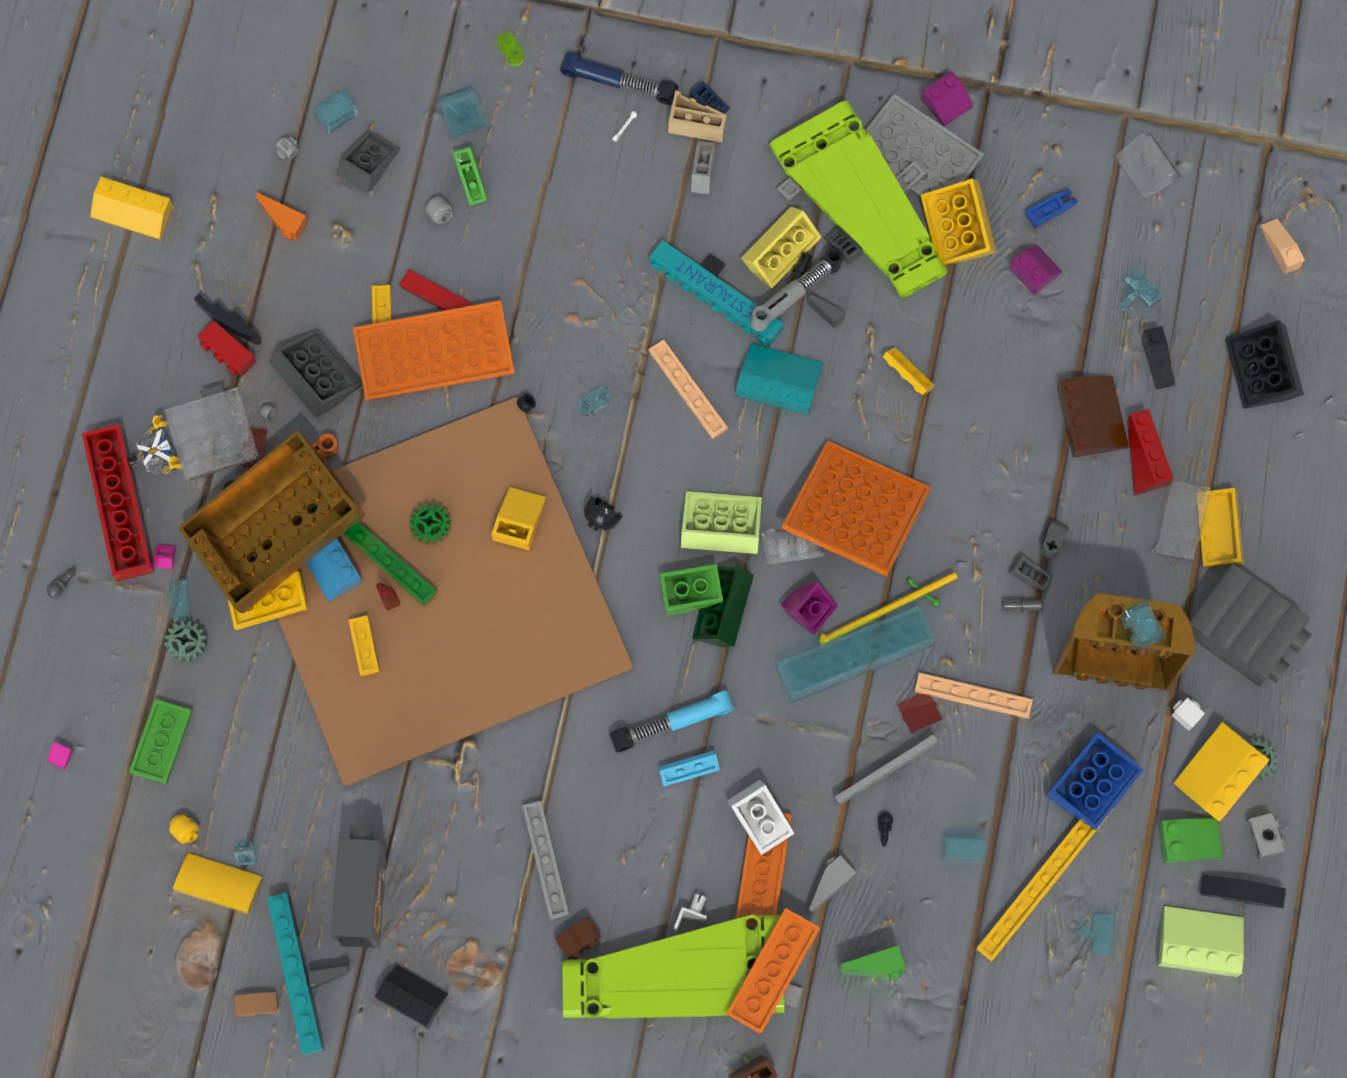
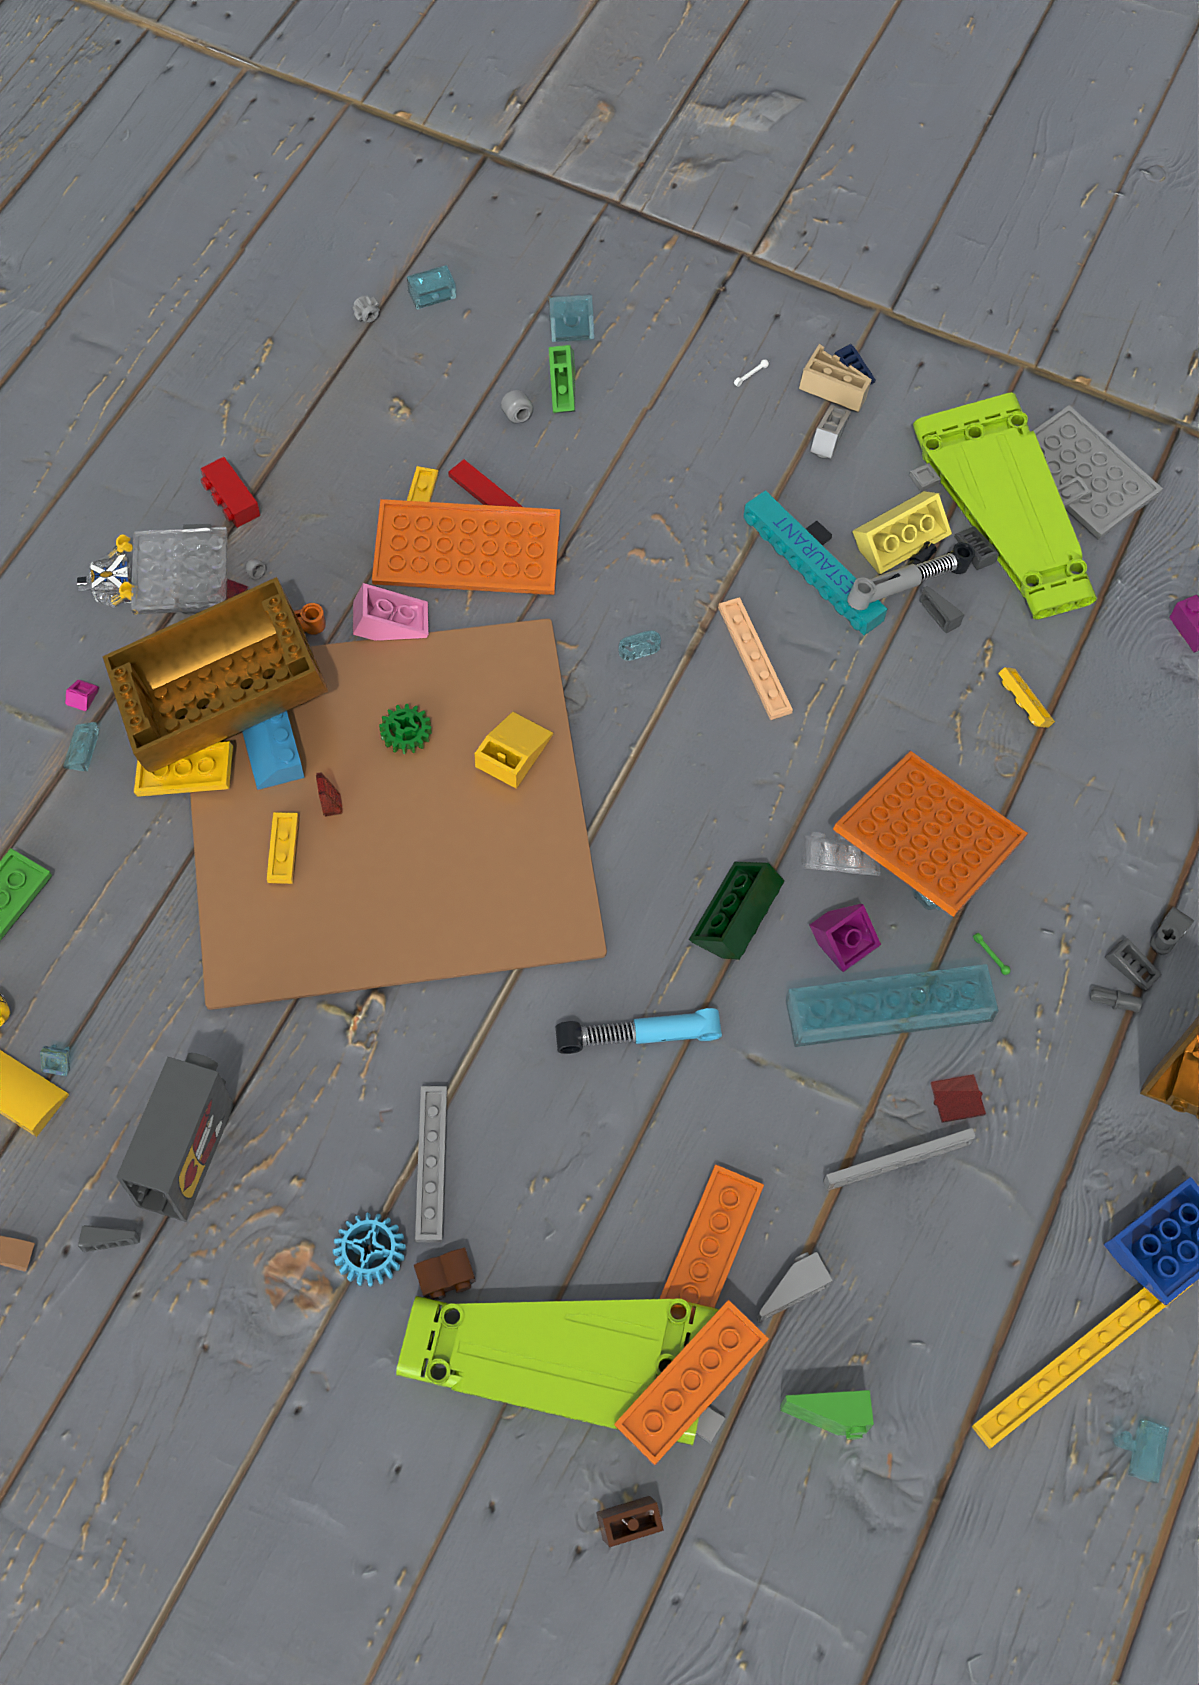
camera: 10 degrees right, 10 degrees down
(118, 503) = (46, 622): red brick -> none
(130, 208) = (173, 328): yellow slope -> none
(183, 649) = (71, 792): sand green gear -> none
(232, 322) = (244, 465): black slope -> none
(287, 220) = (342, 378): orange slope -> none
(295, 974) = (65, 1226): teal brick -> none
(315, 372) = (323, 539): dark grey slope -> none
(367, 161) = (449, 341): dark grey slope -> none
(388, 428) = (388, 615): none -> bright pink slope
(390, 563) = (342, 758): green plate -> none
(411, 996) = (206, 1294): black slope -> none
(509, 48) = (641, 267): clear neon green plate -> none
(526, 402) = (559, 626): black bush -> none
(527, 934) = (358, 1245): none -> medium azure gear
(575, 66) = (712, 301): piece -> none
(601, 514) = (613, 769): black cylinder -> none
(689, 768) = (645, 1093): medium azure plate -> none
(691, 589) = (701, 878): bright green slope -> none
(693, 912) = (602, 1280): white bracket -> none
(721, 522) = (758, 813): yellowish green slope -> none
(760, 816) = (723, 1176): white slope -> none
(779, 379) = (866, 672): teal slope -> none
(824, 638) = (949, 960): yellow bar -> none
(885, 821) = (884, 1225): black bar -> none
(947, 98) = (1129, 423): magenta slope -> none
(958, 222) = (1120, 550): yellow slope -> none
(964, 849) = (982, 1287): clear light blue brick -> none
(973, 695) = (1033, 1095): light nougat tile -> none

